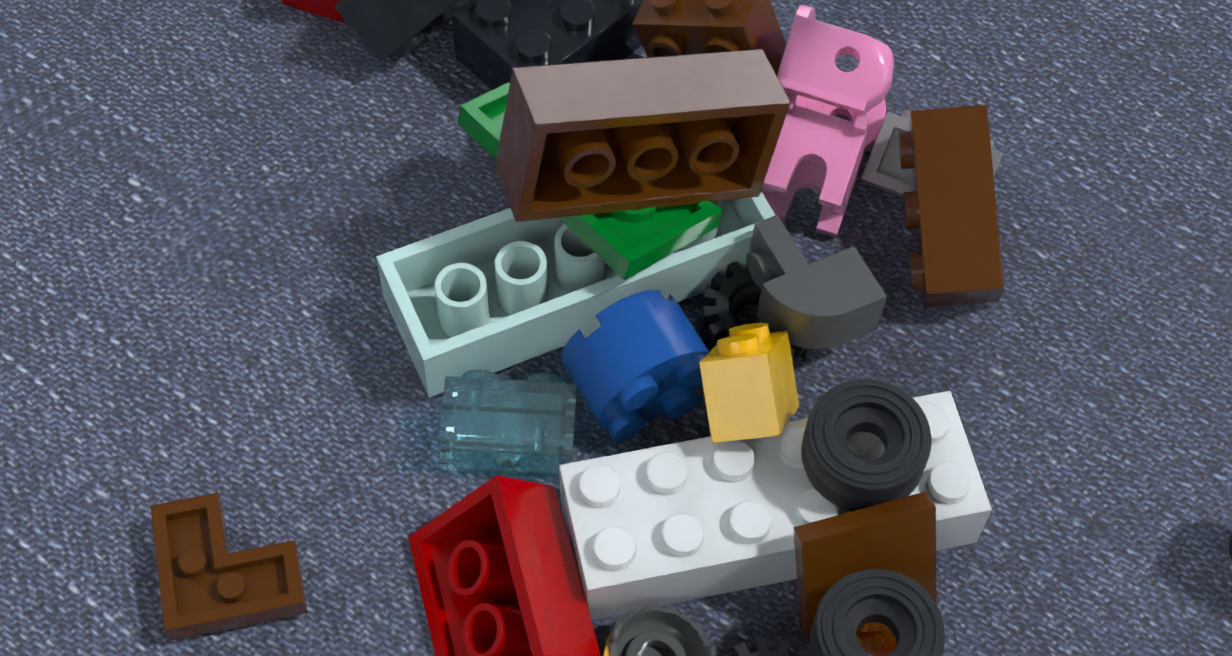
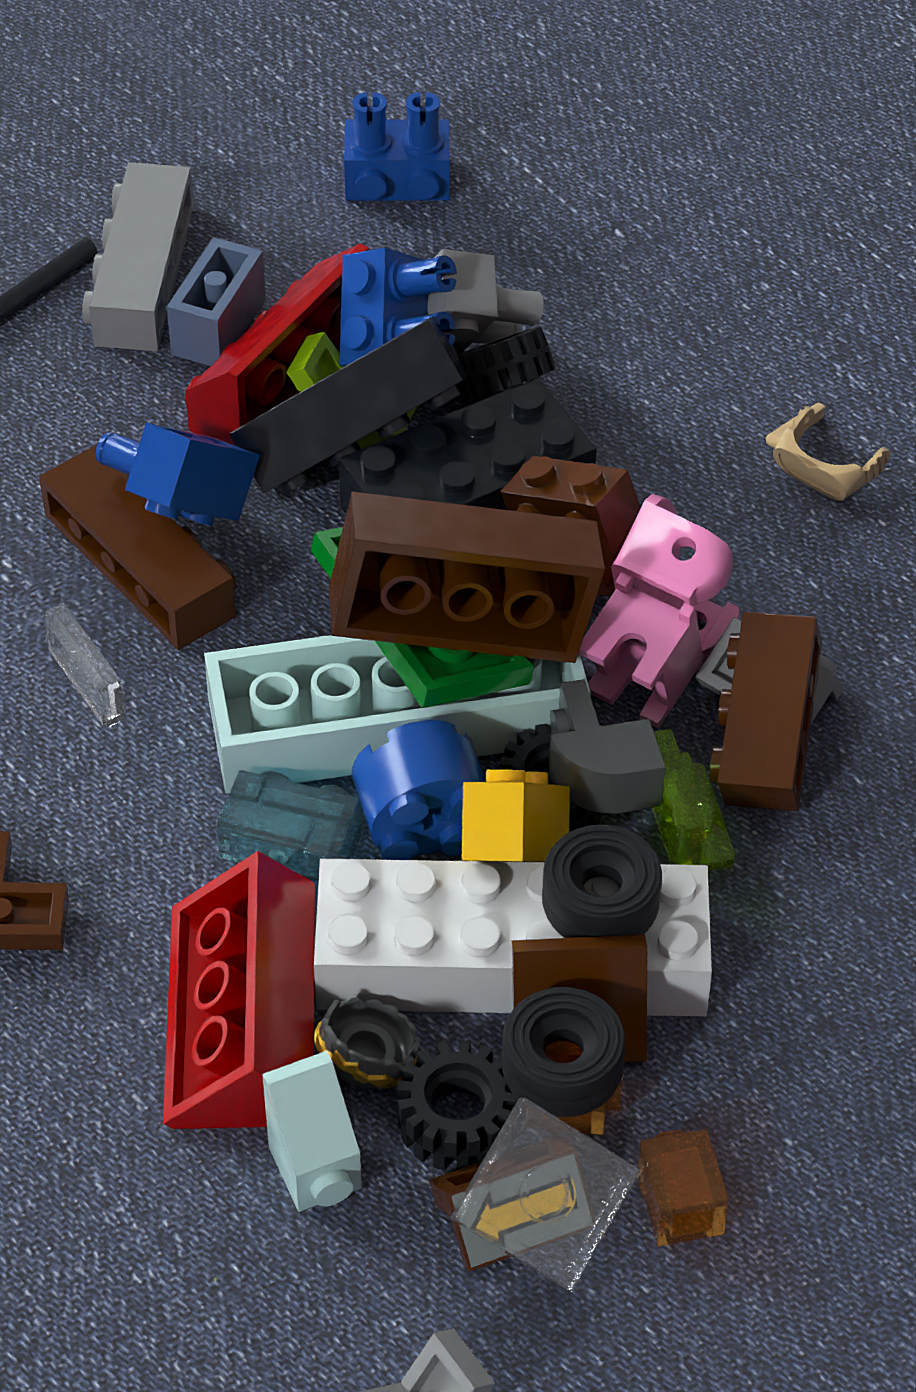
camera: 15 degrees right, 10 degrees down
(247, 285) = (84, 665): none -> clear tile
(268, 141) = (139, 551): none -> reddish brown brick
(296, 58) = (182, 472): none -> blue brick
(905, 337) = (689, 811): none -> clear neon green bracket

